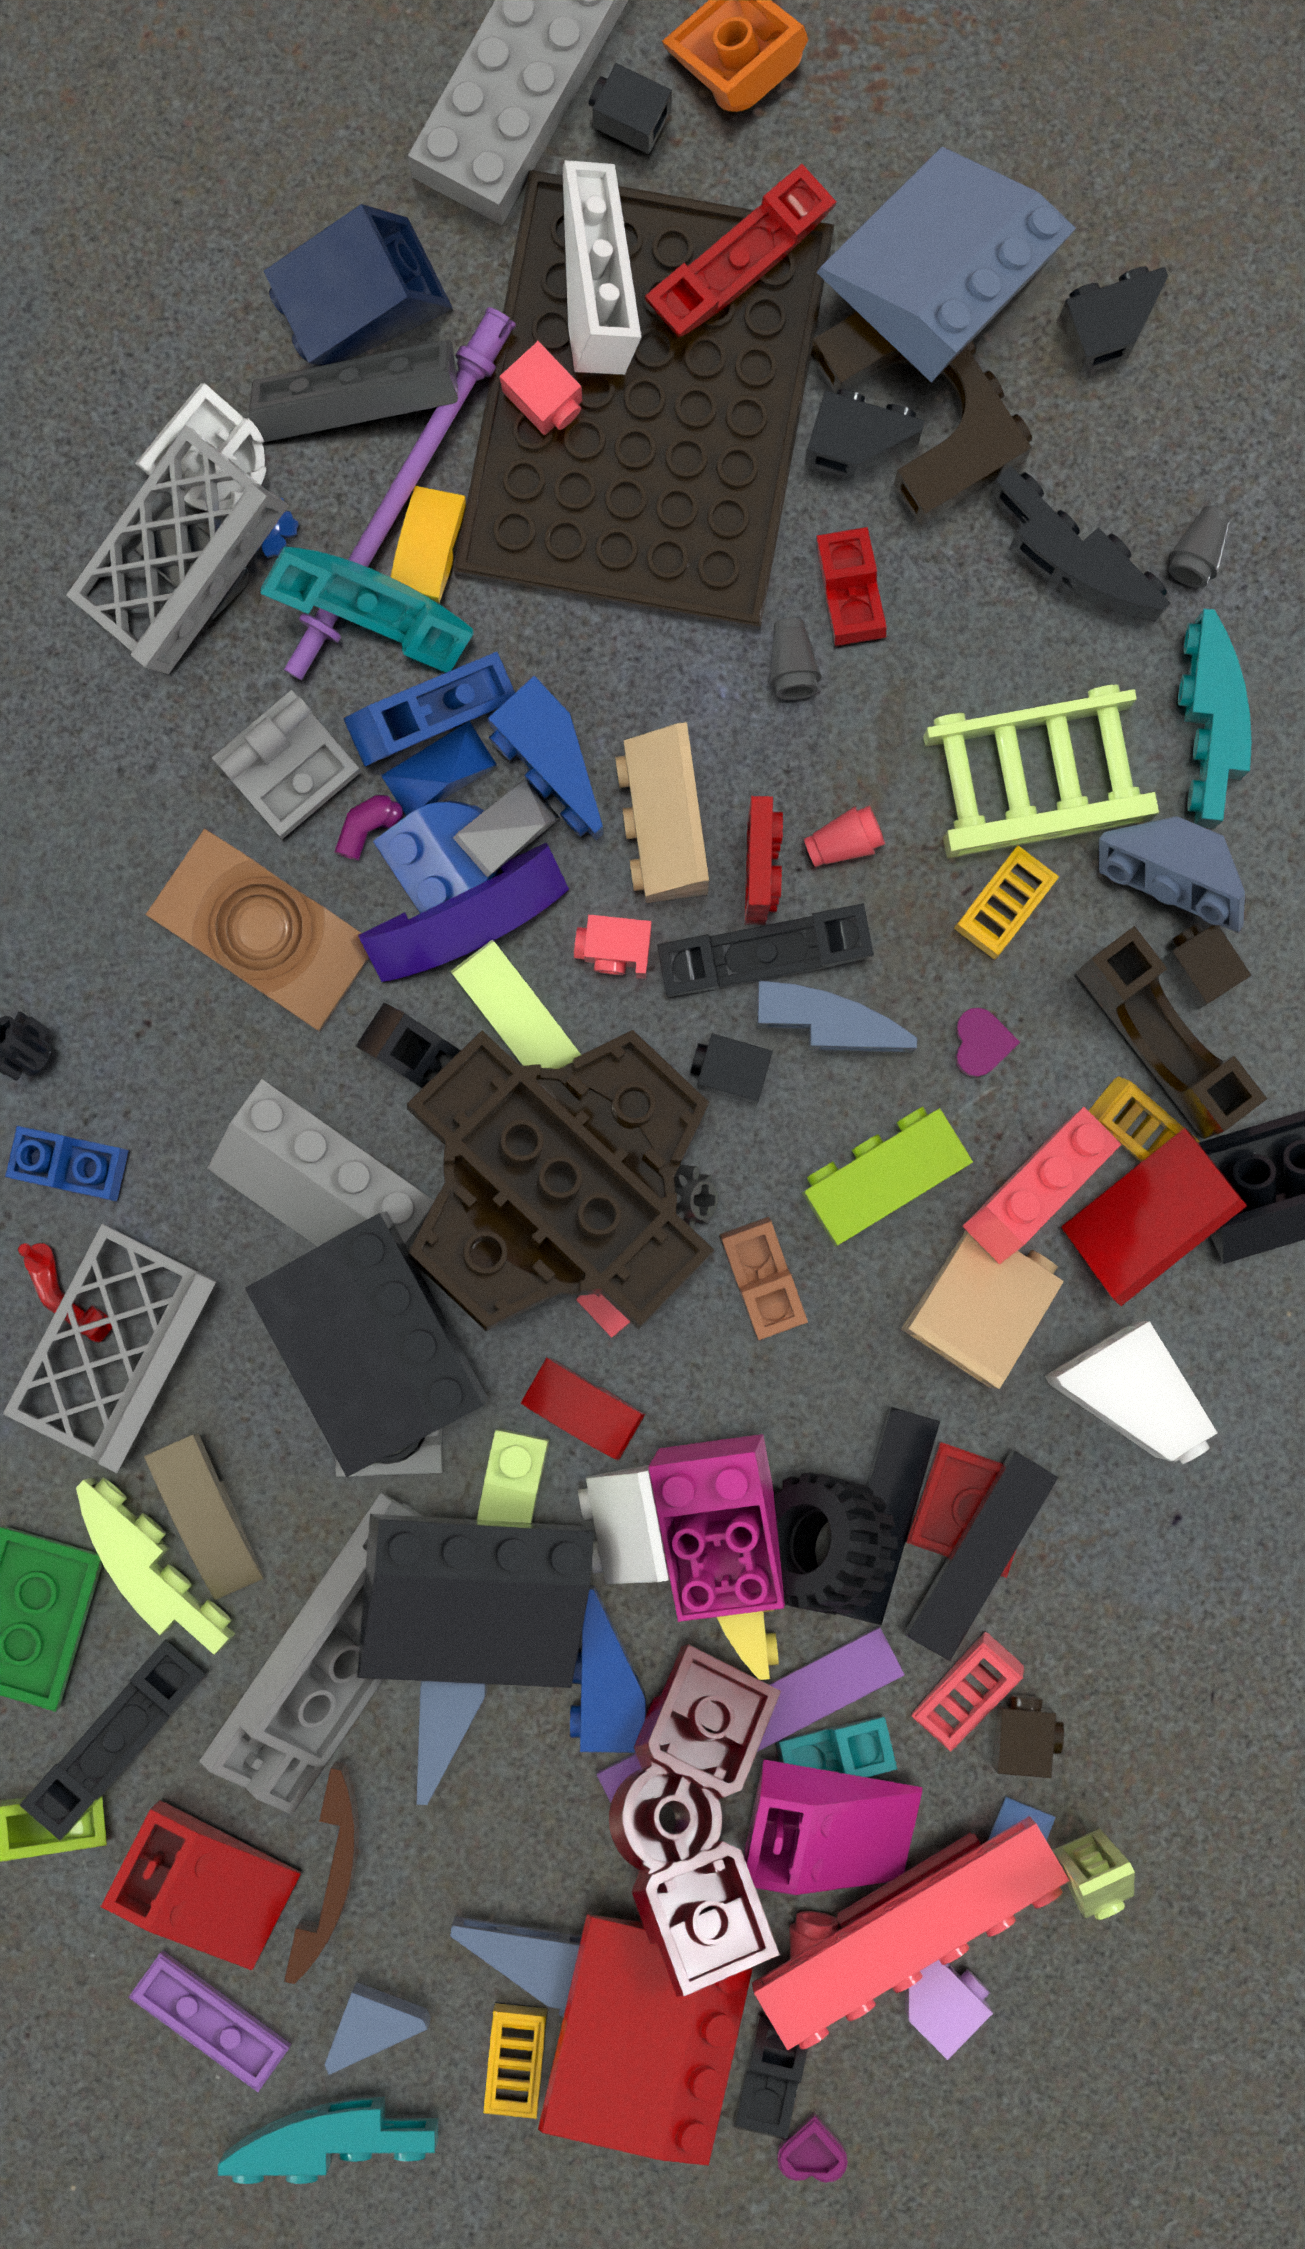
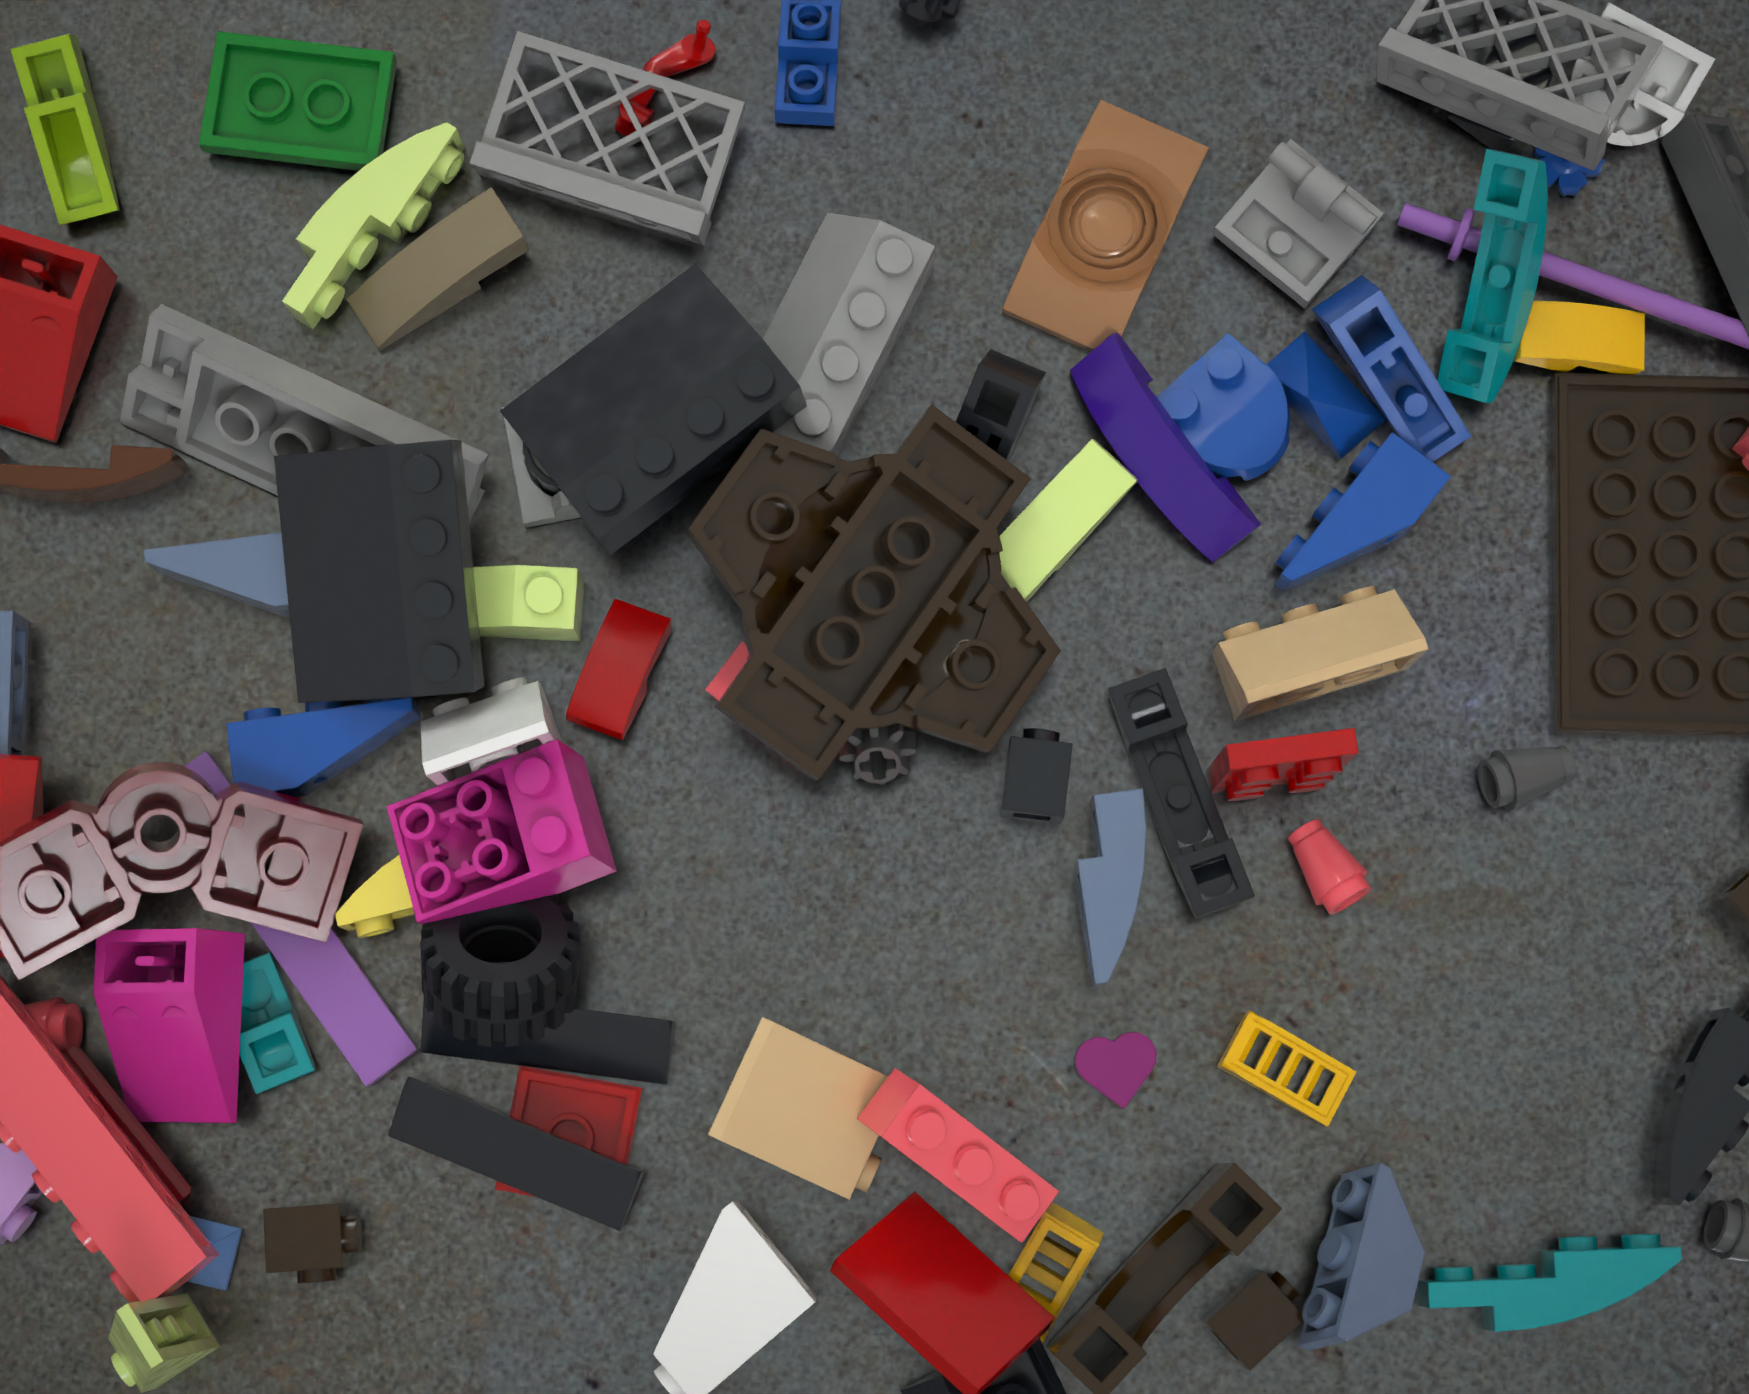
camera: 80 degrees right, 5 degrees down
(113, 1741) = (171, 211): black slope -> none
(364, 818) = (1252, 320): magenta arm -> none
(506, 827) = (1269, 476): light grey slope -> none
(614, 944) = (1157, 622): coral brick -> none
(763, 1278) = (800, 853): nougat slope -> none
(851, 586) = (1625, 829): red slope -> none
(885, 1174) = (941, 973): lime brick -> none
(999, 1658) = (399, 1194): coral slope -> none
(1074, 811) = (1407, 1130): yellowish green fence -> none

